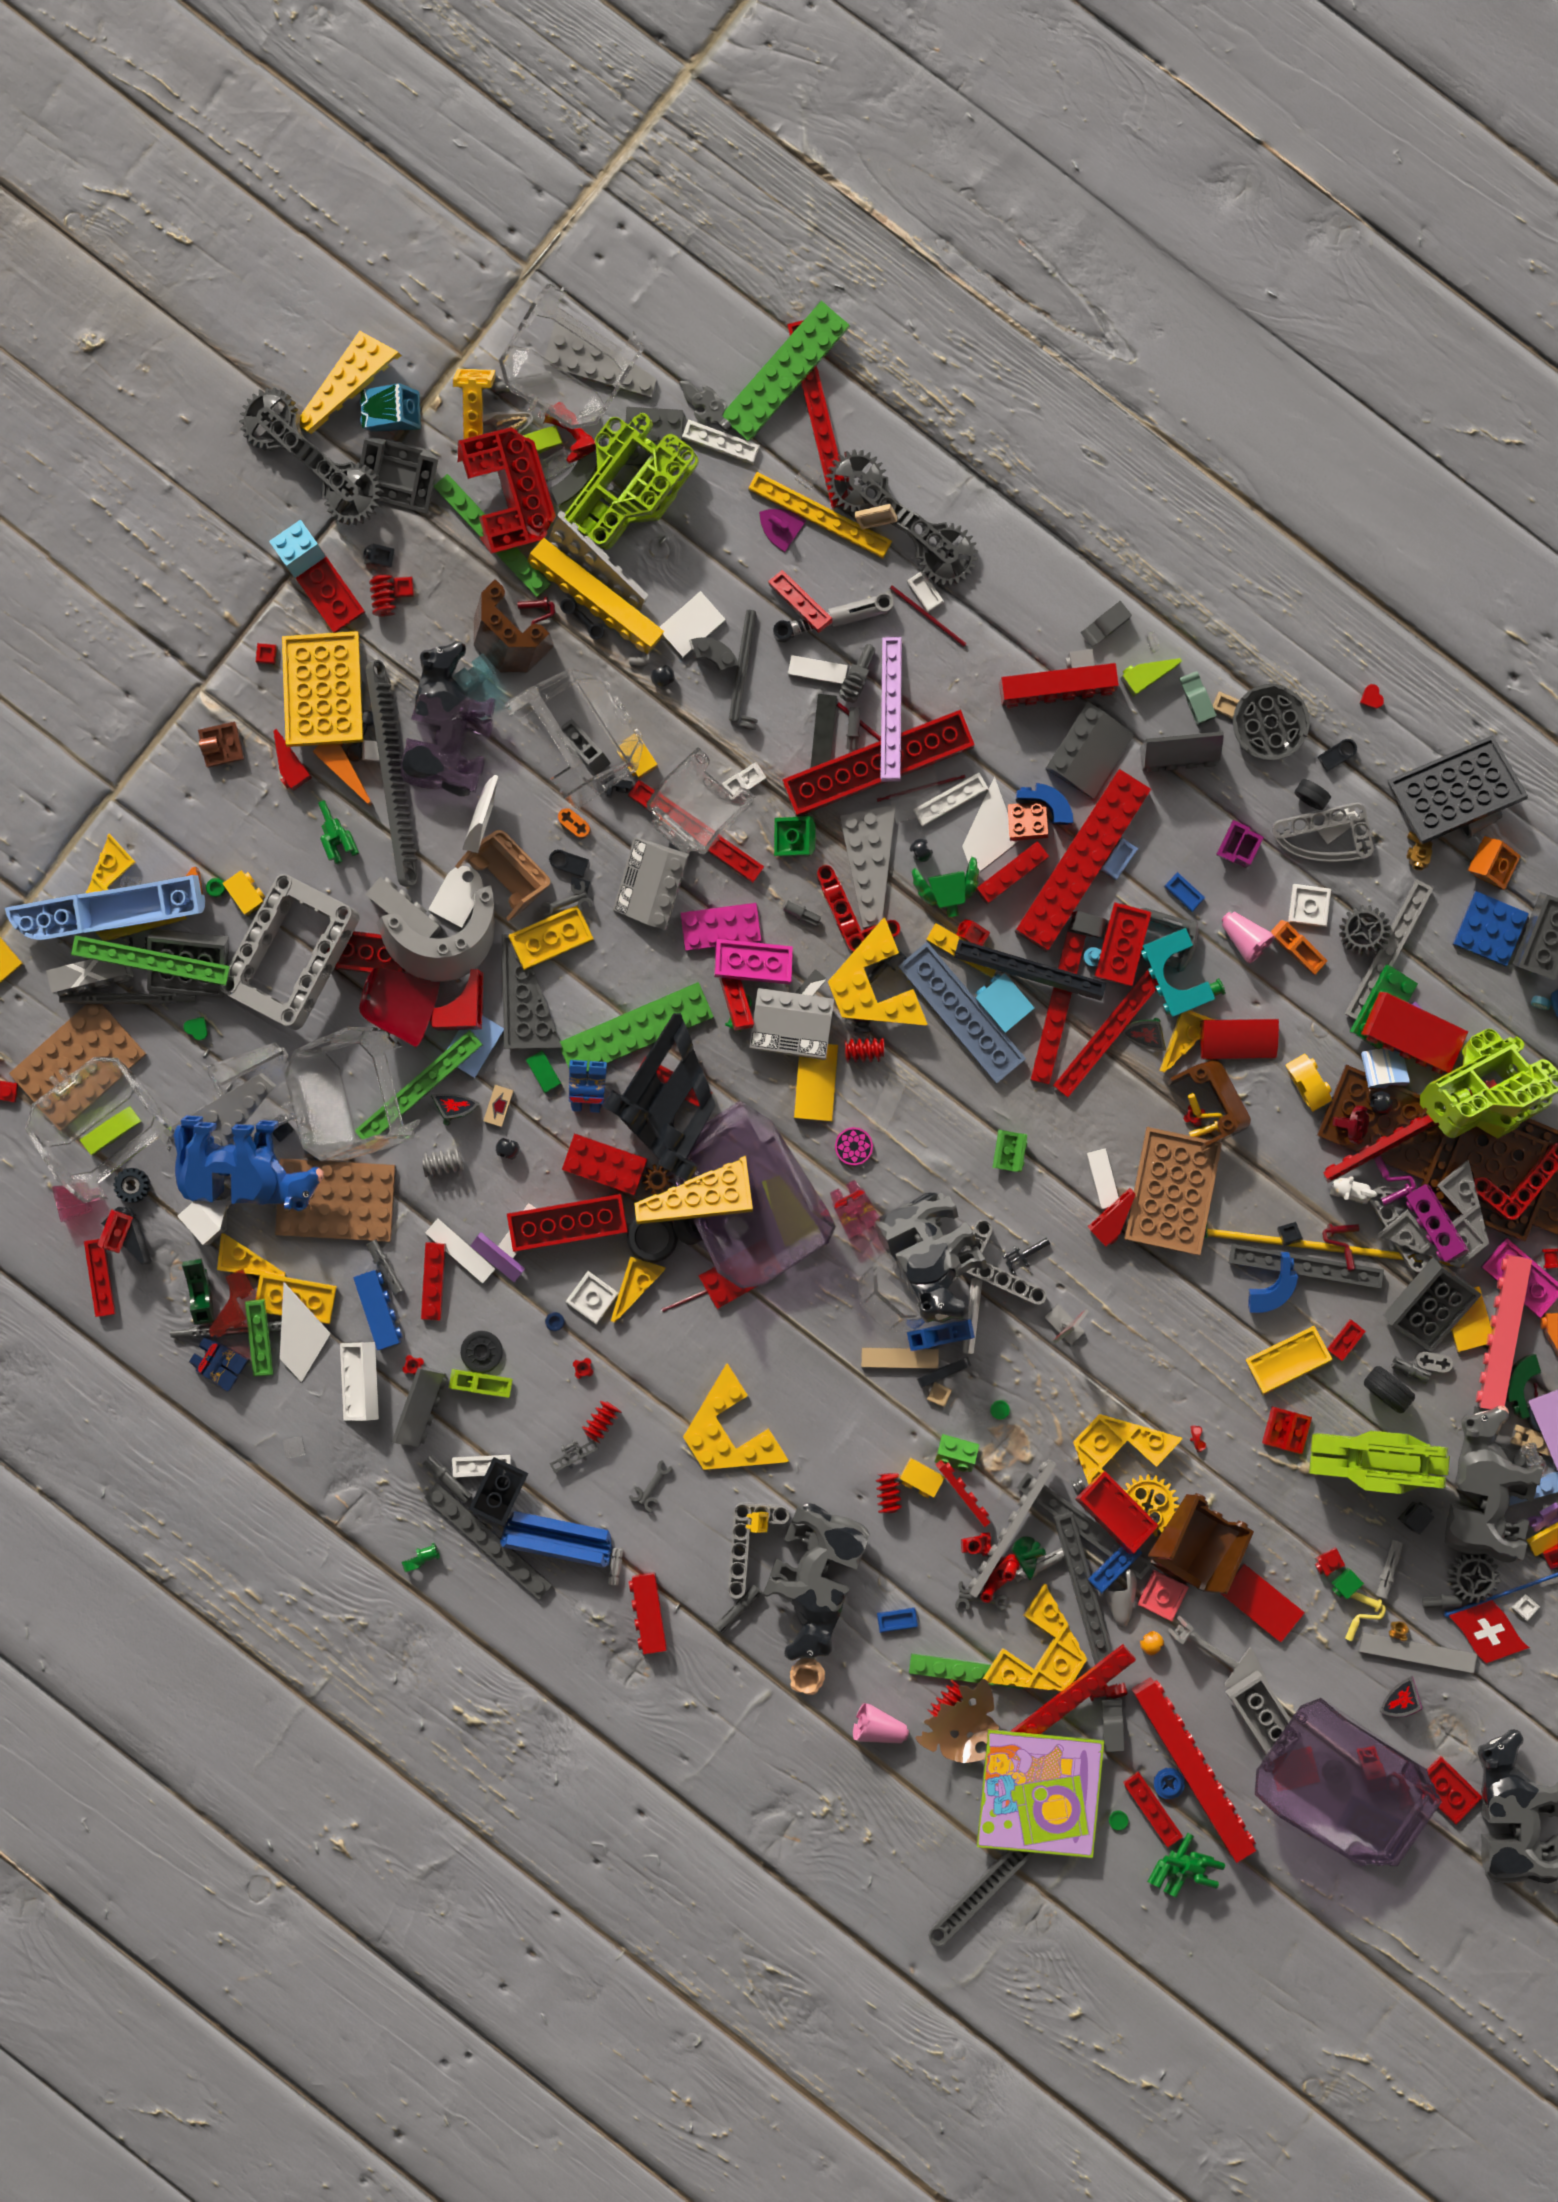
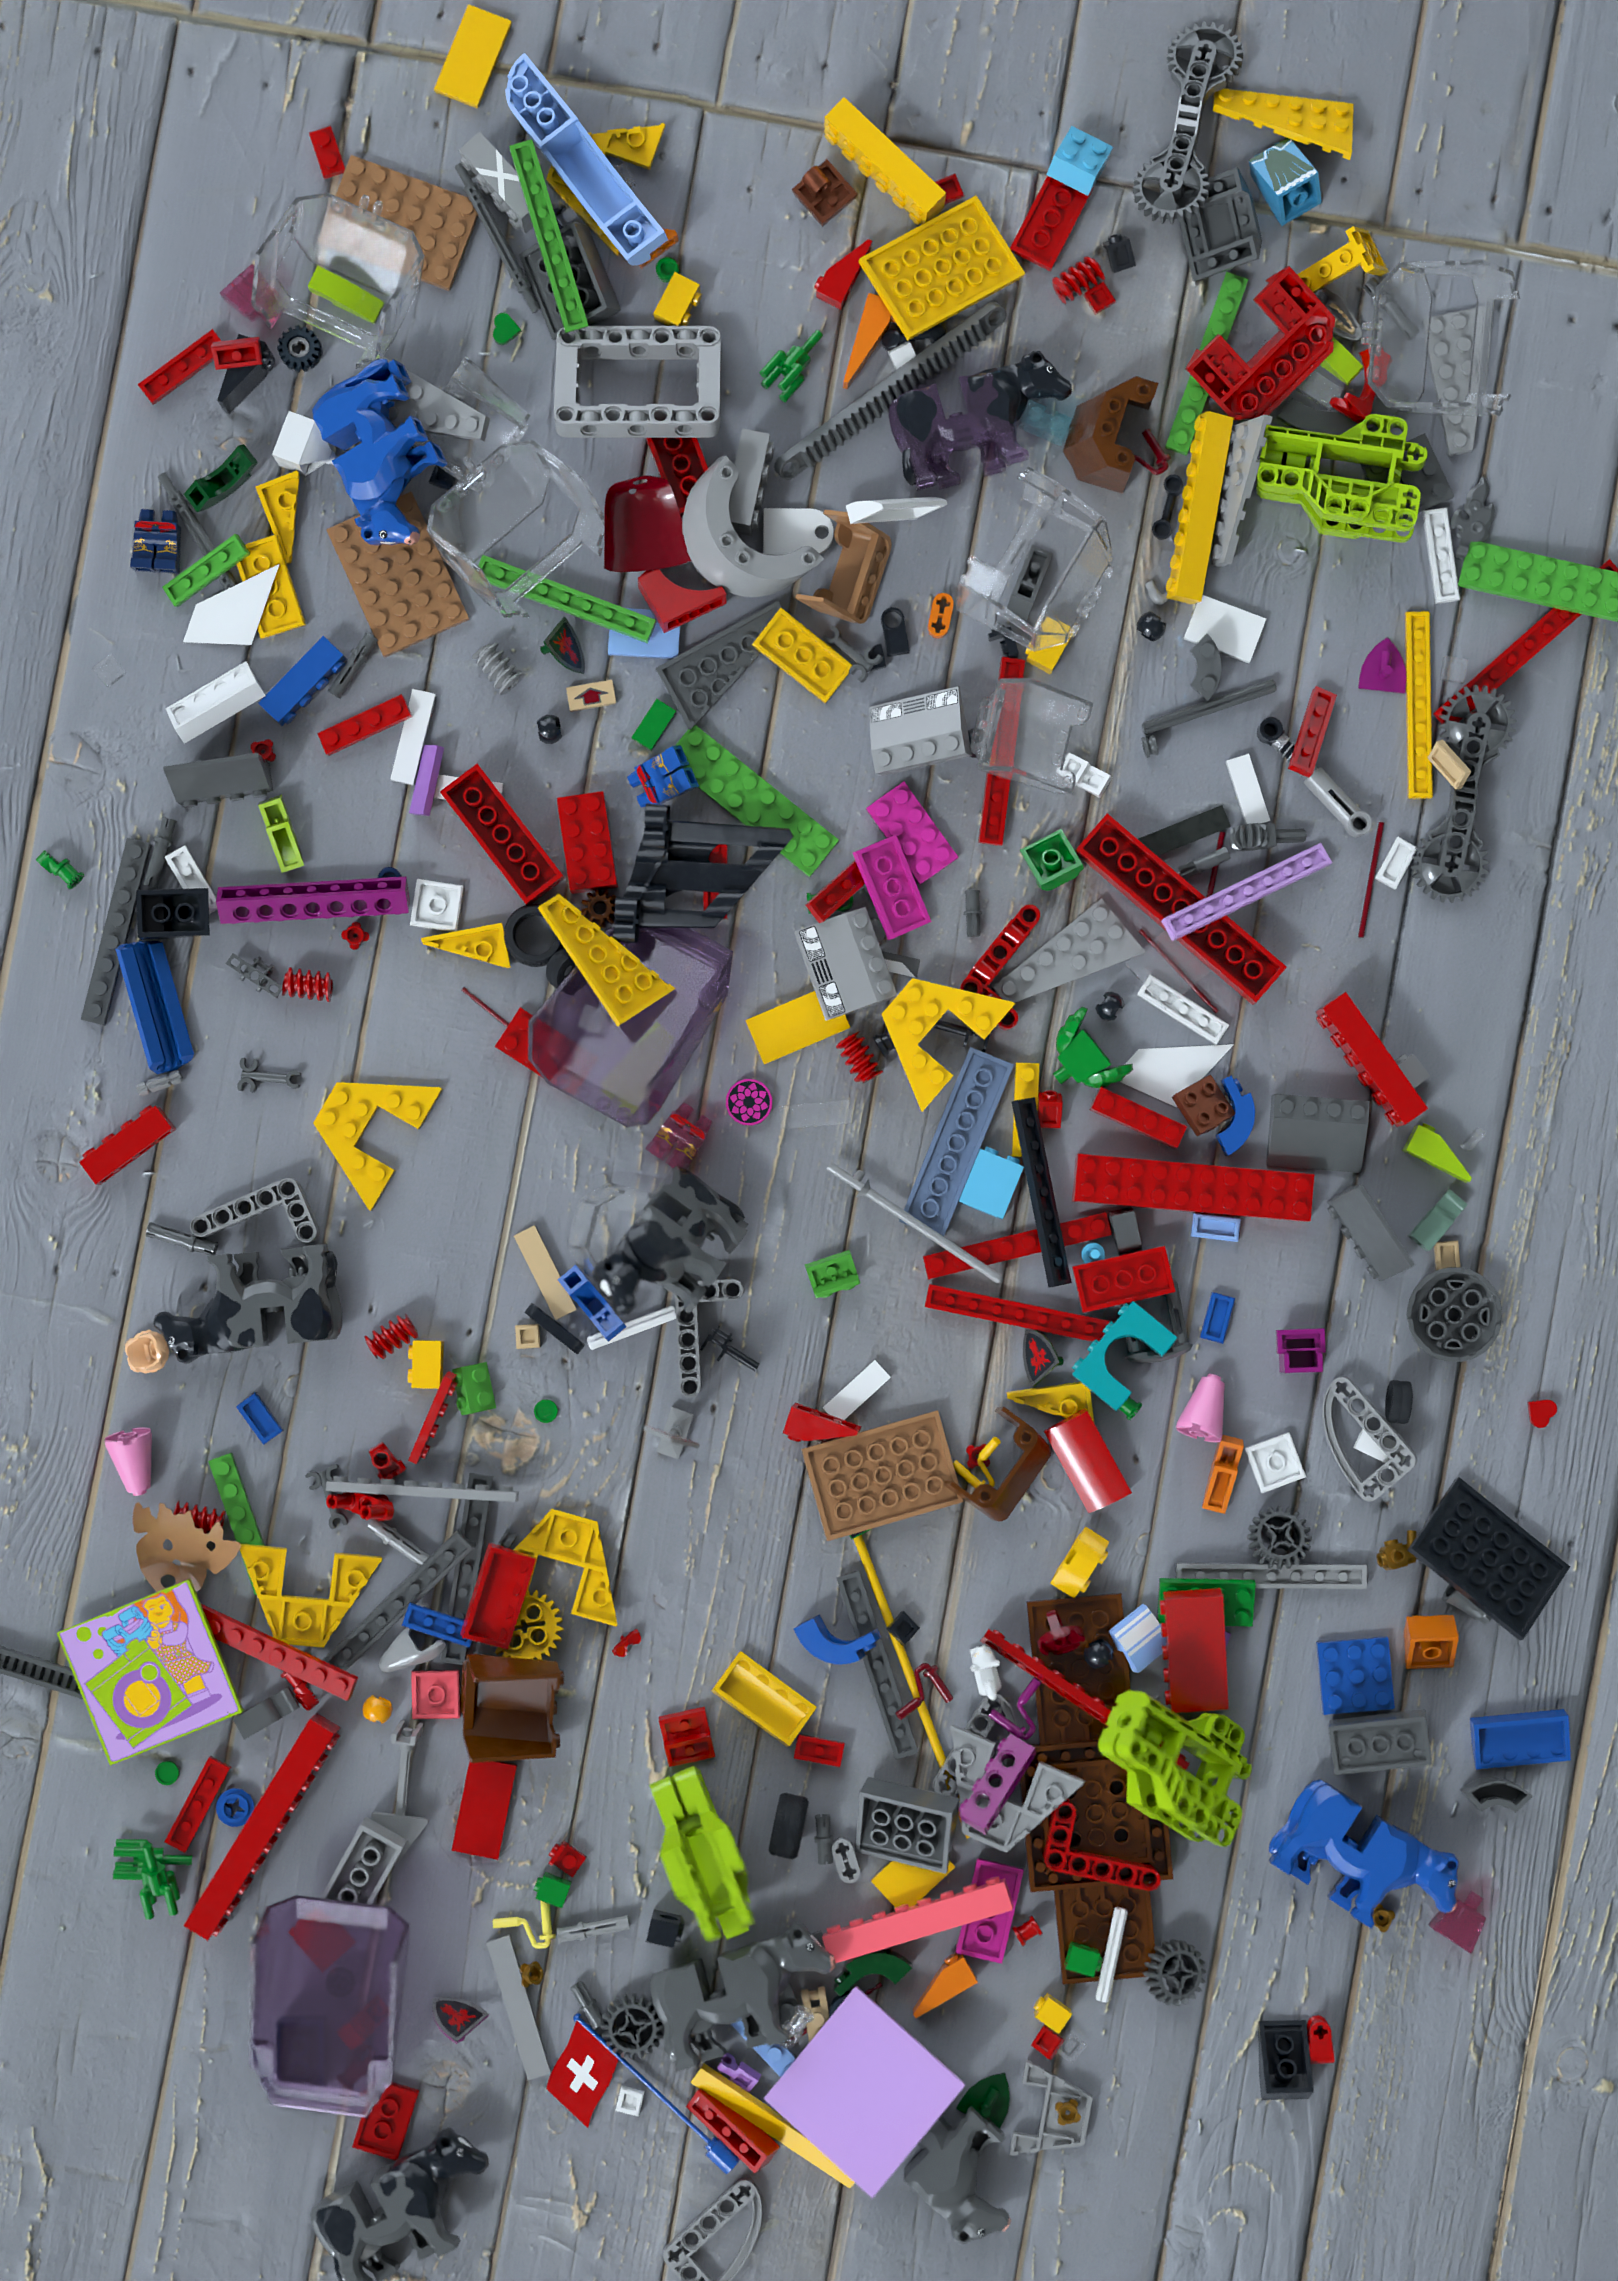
camera: 65 degrees right, 0 degrees up
(223, 690) = (883, 162): none -> yellow brick
(232, 1312) = (218, 527): clear red arch -> none
(477, 1363) = (301, 817): black wheel -> none
(542, 1385) = (313, 900): none -> magenta brick
(759, 1522) = (285, 1211): yellow tile -> none
(962, 1095) = (865, 1190): none -> light grey piece
(1026, 1553) = (402, 1520): dark green shield -> none
(1106, 624) = (1466, 1078): dark grey piece -> none
(1334, 756) = (1453, 1404): black piece -> none
(1541, 1002) = (1303, 1773): medium azure tile -> none

